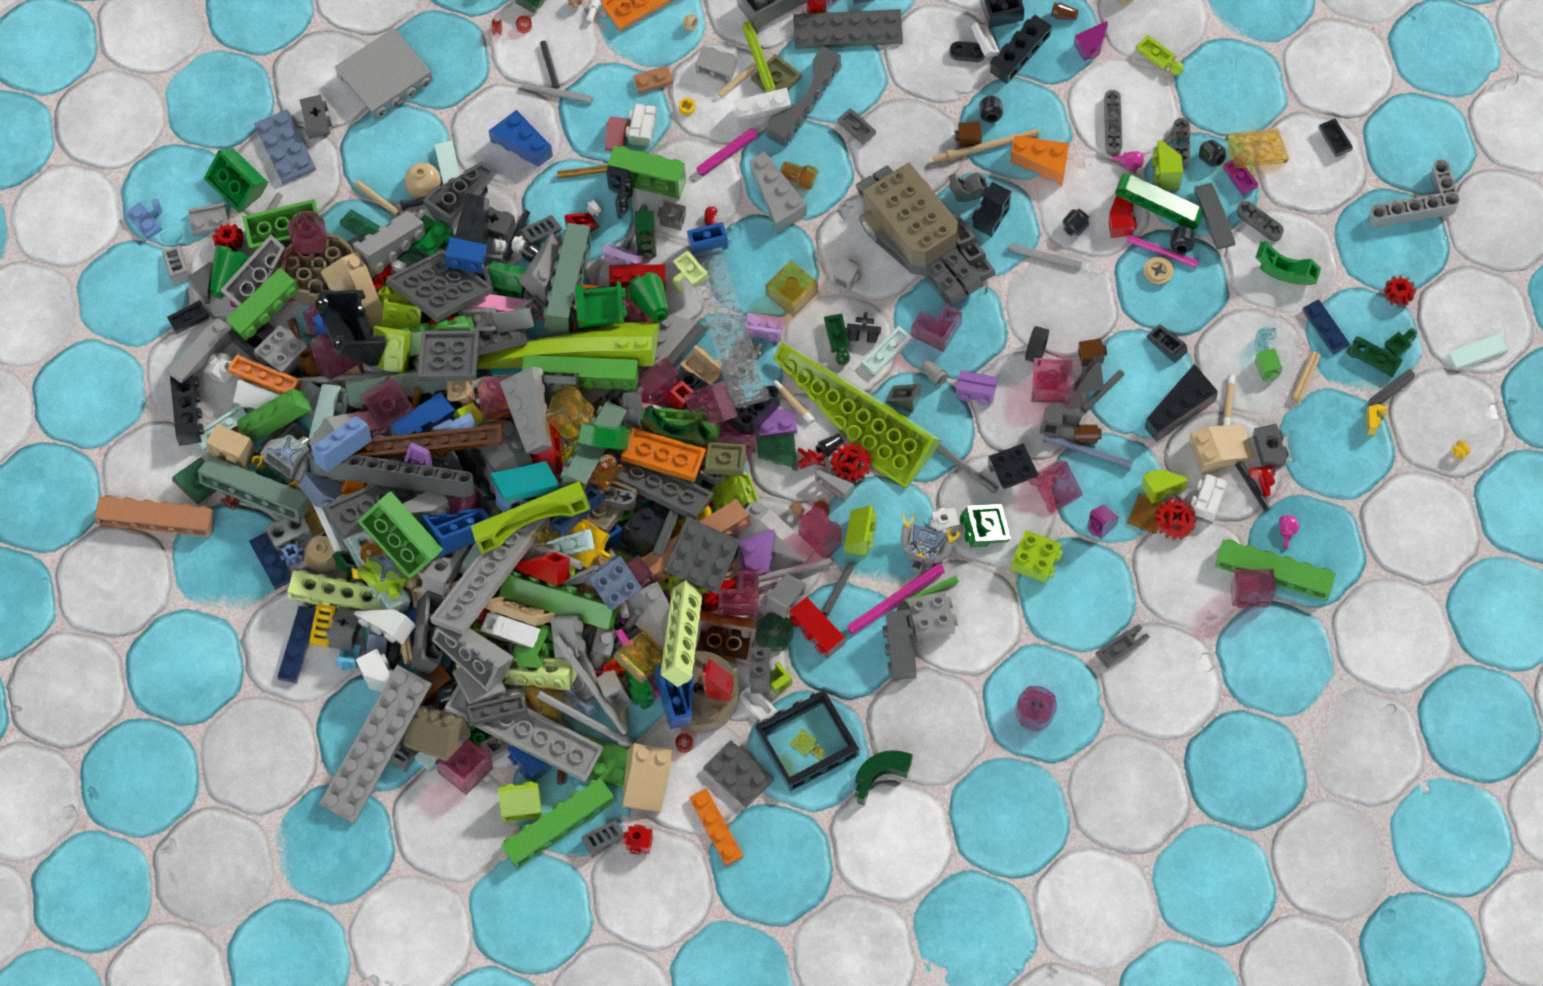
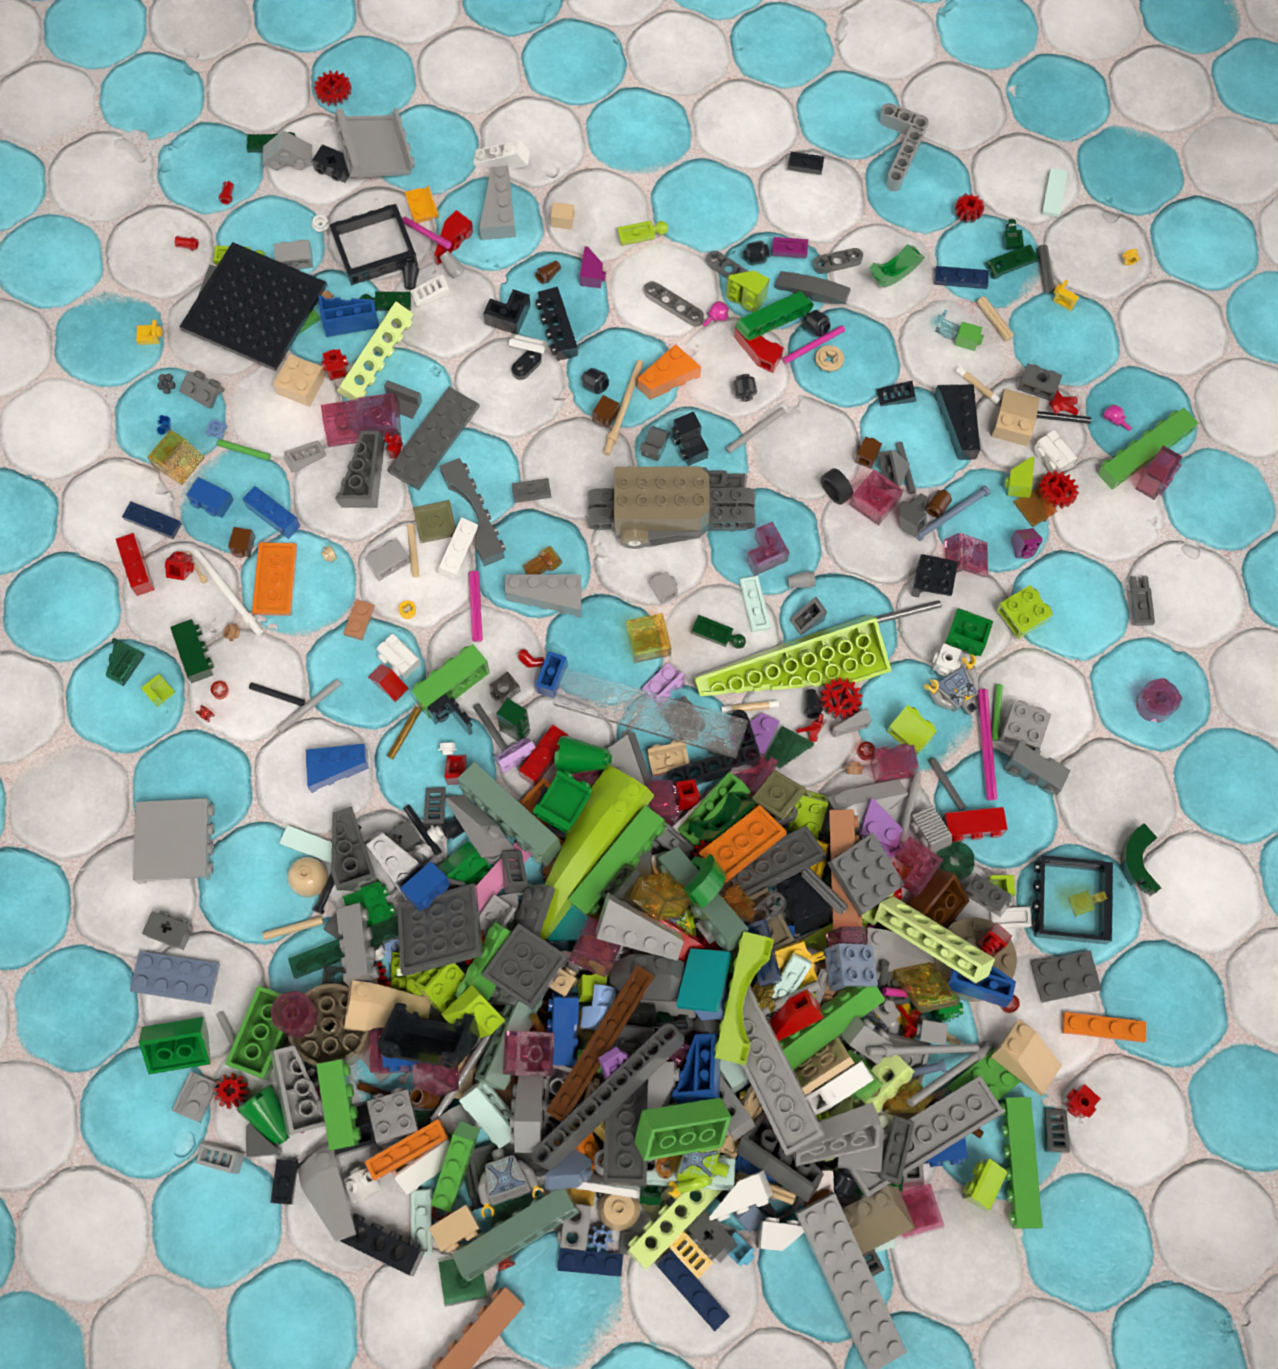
camera: 60 degrees left, 5 degrees up
(144, 220) = (150, 1158): medium blue plate -> none
(341, 443) = (551, 1124): medium blue brick -> none
(513, 320) = (518, 886): light grey tile -> none
(689, 269) = (572, 707): yellowish green plate -> none
(714, 400) = (722, 767): clear pink brick -> none
(758, 56) = (408, 522): lime axle -> none
(855, 329) = (731, 602): black hips -> none
(976, 387) = (839, 557): medium lavender brick -> none
(1257, 148) = (775, 220): clear yellow plate -> none

